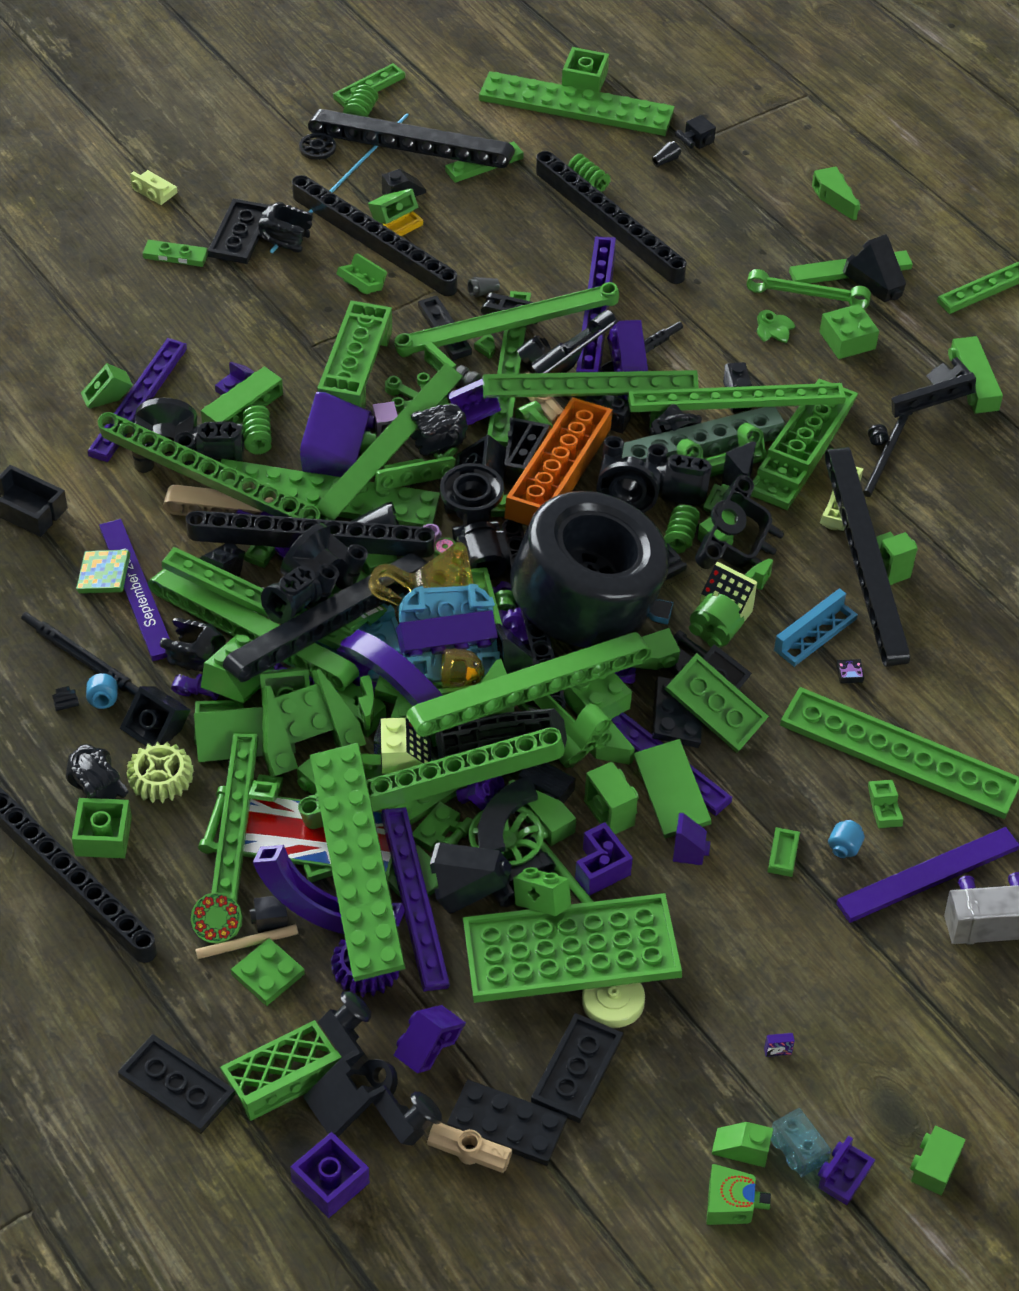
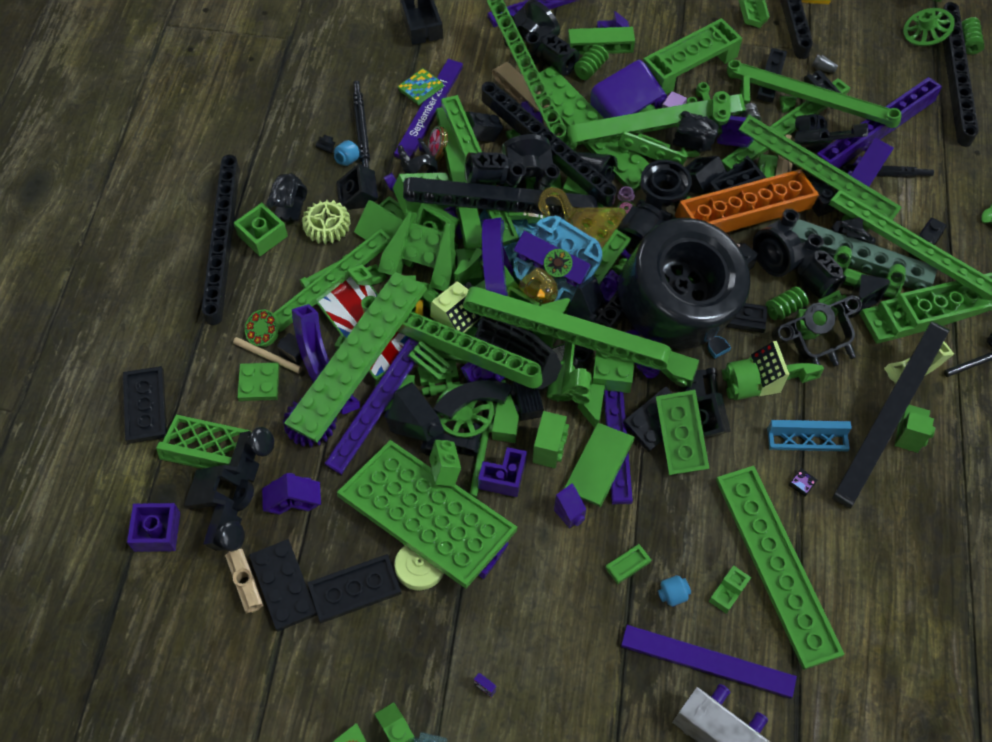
camera: 45 degrees right, 10 degrees up
(192, 606) = (438, 141): none -> tile
(423, 813) = (435, 356): none -> bright green tile
(443, 387) = (721, 106): none -> bright green plate
(460, 631) = (558, 262): none -> piece
(539, 185) = (927, 22): none -> bright green wheel

